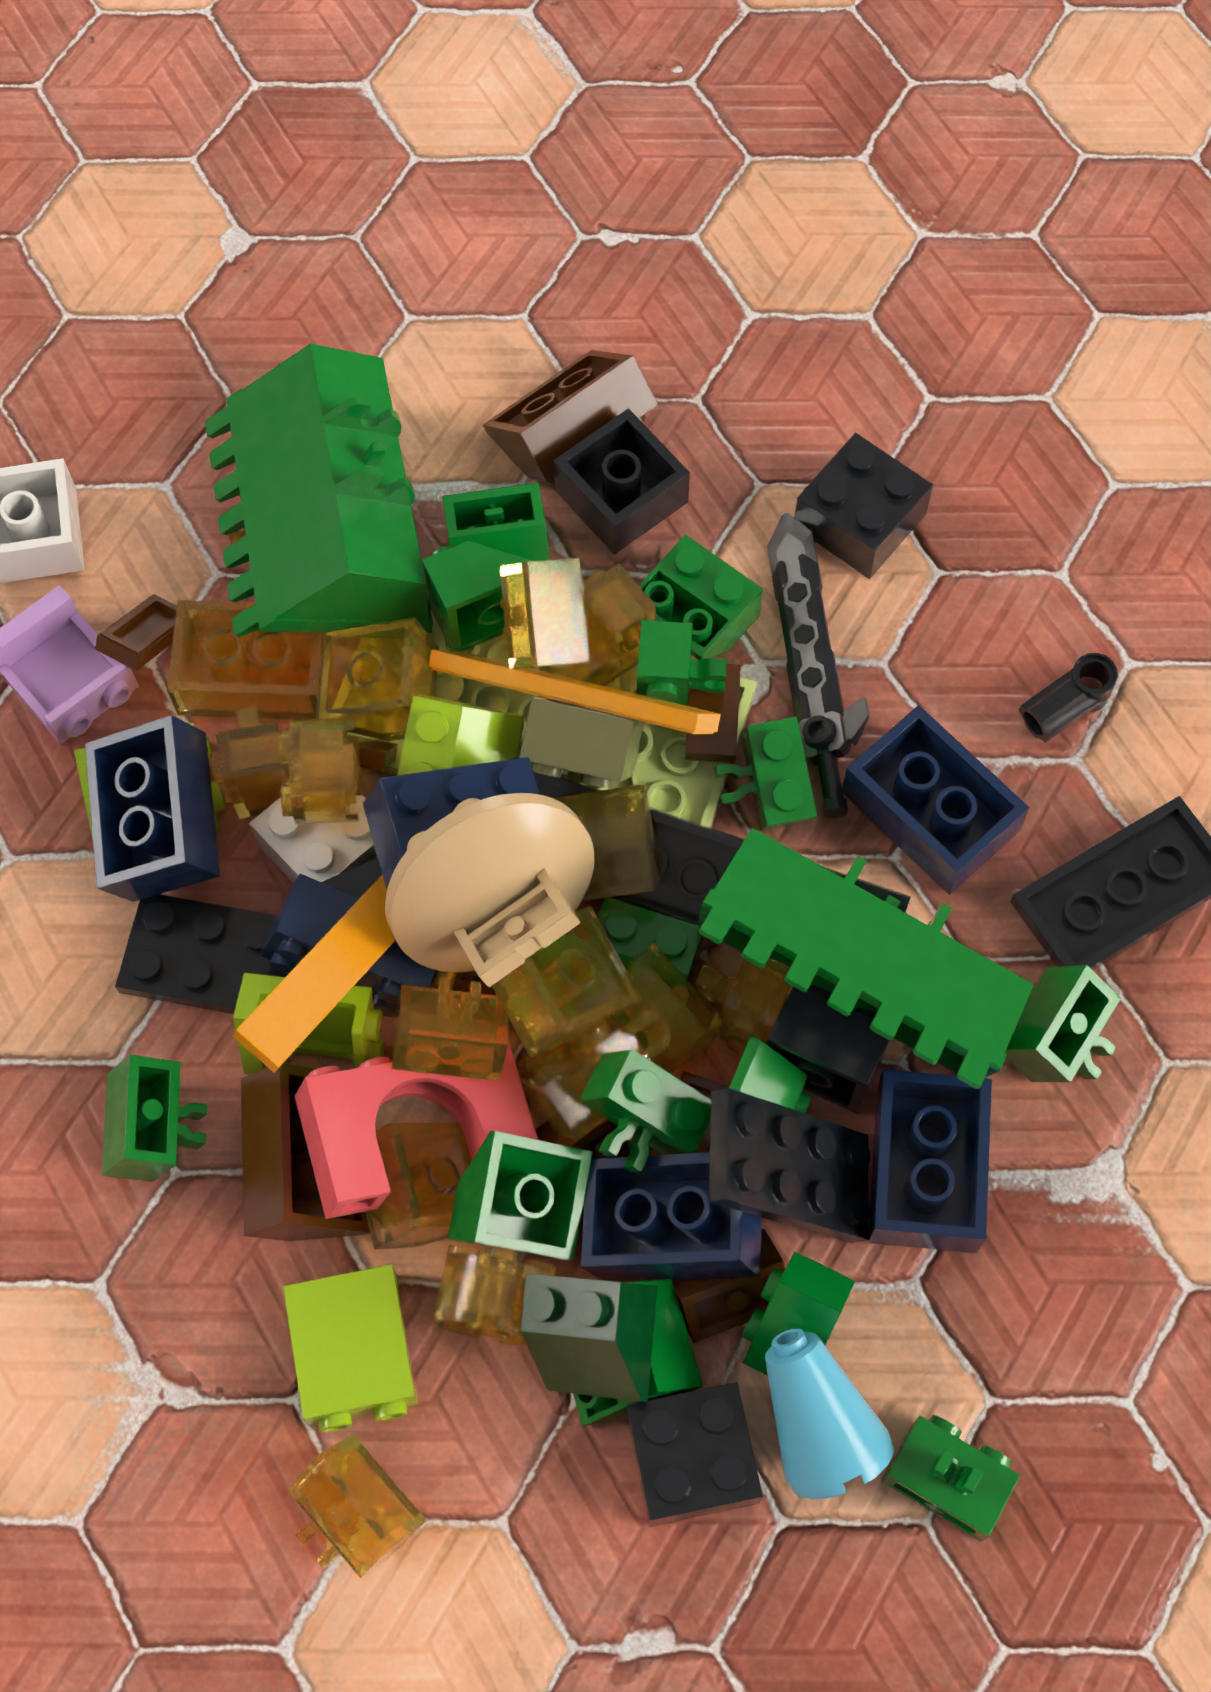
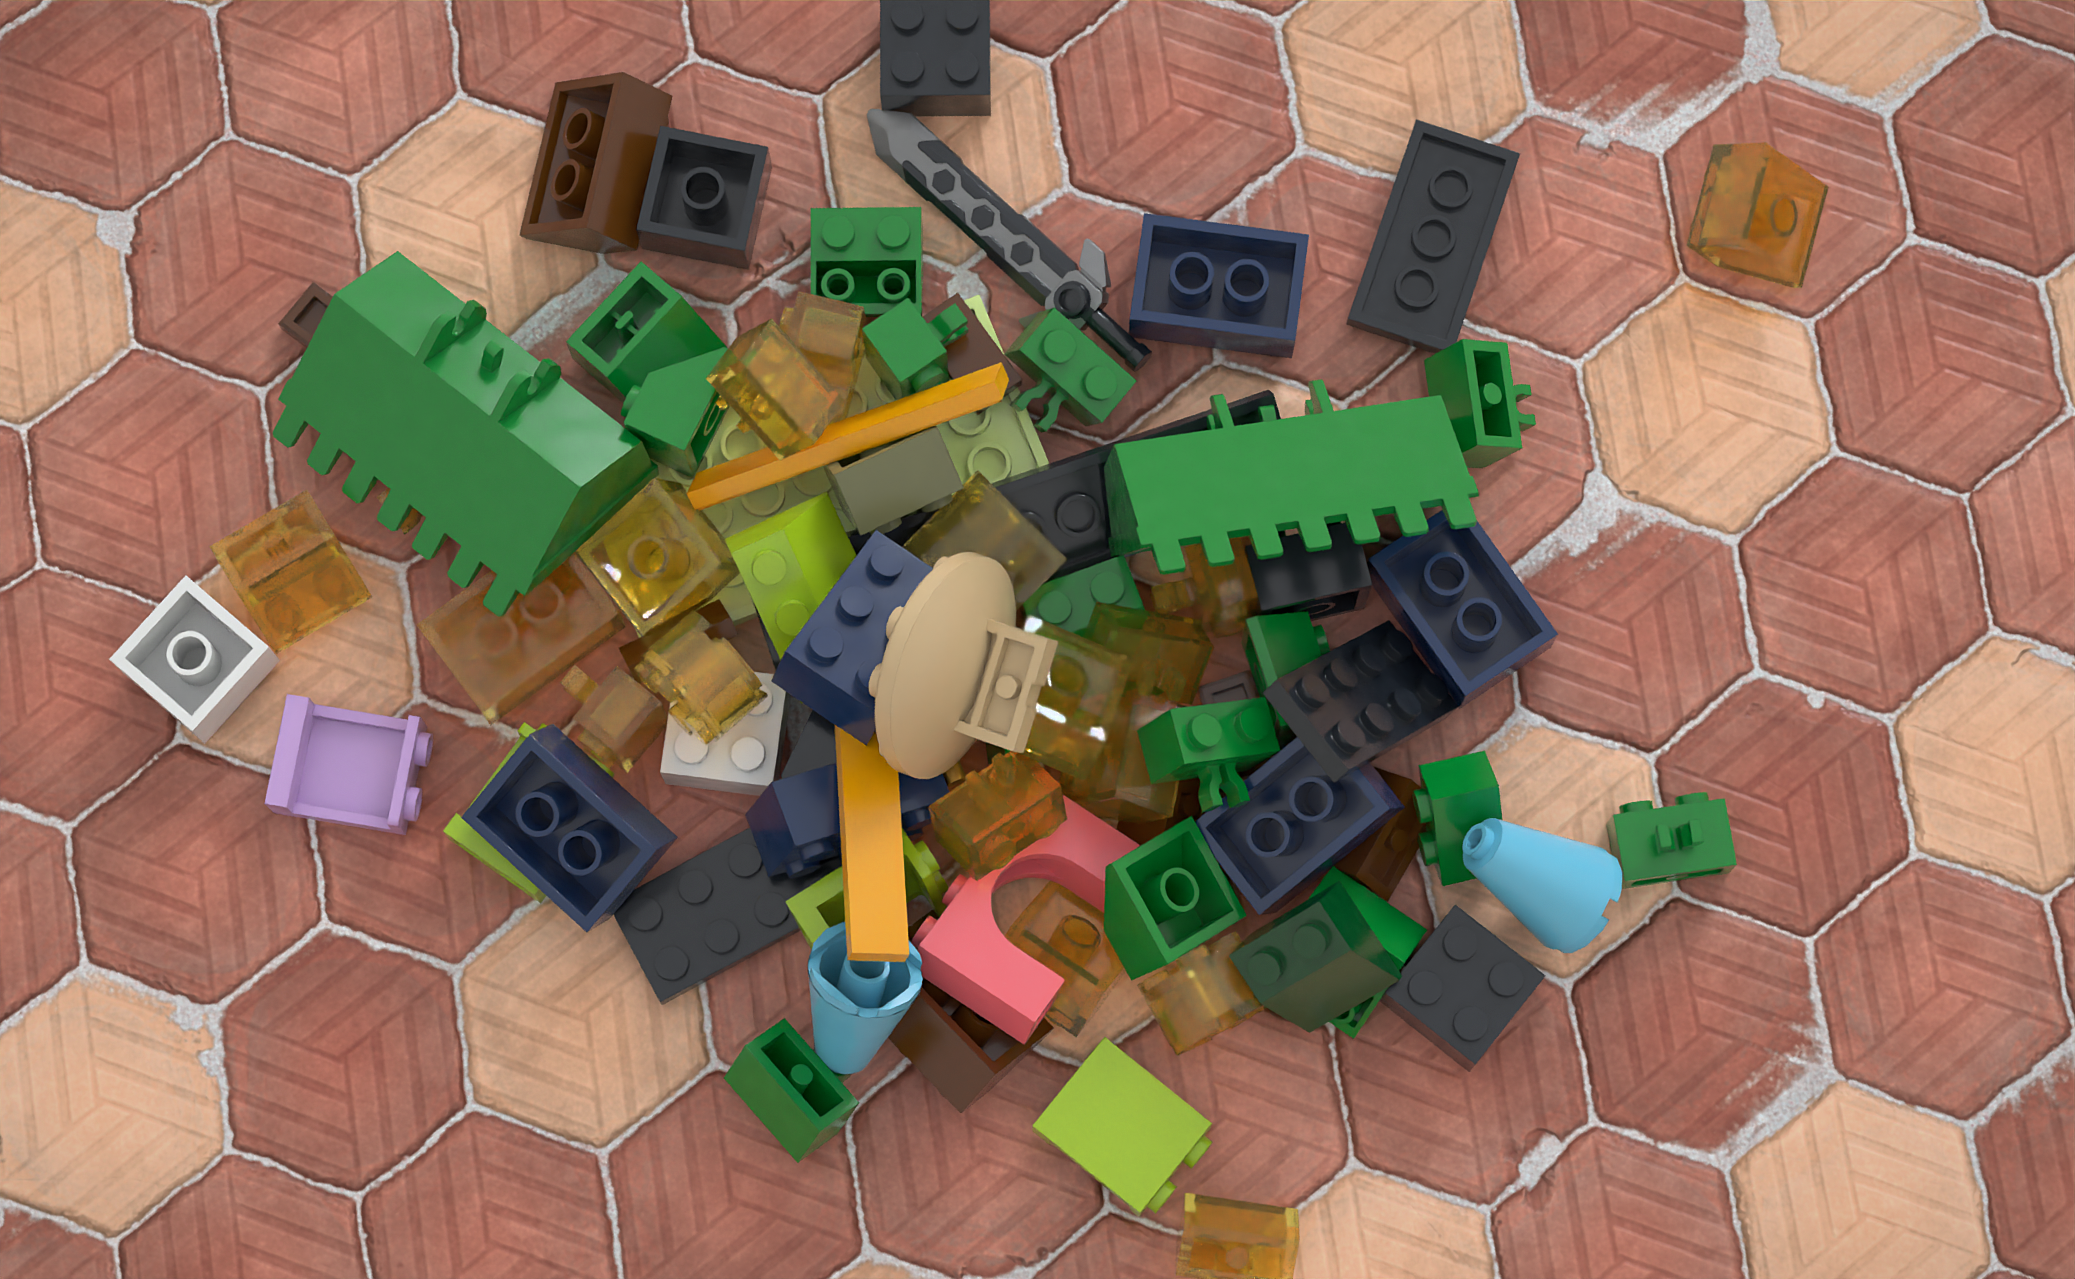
camera: 40 degrees left, 10 degrees up
(138, 513) = (291, 571): none -> clear yellow slope
(140, 633) = (398, 675): reddish brown tile -> none
(230, 1085) = (856, 1001): none -> medium azure cone
(1069, 698) = (1255, 100): black piece -> none

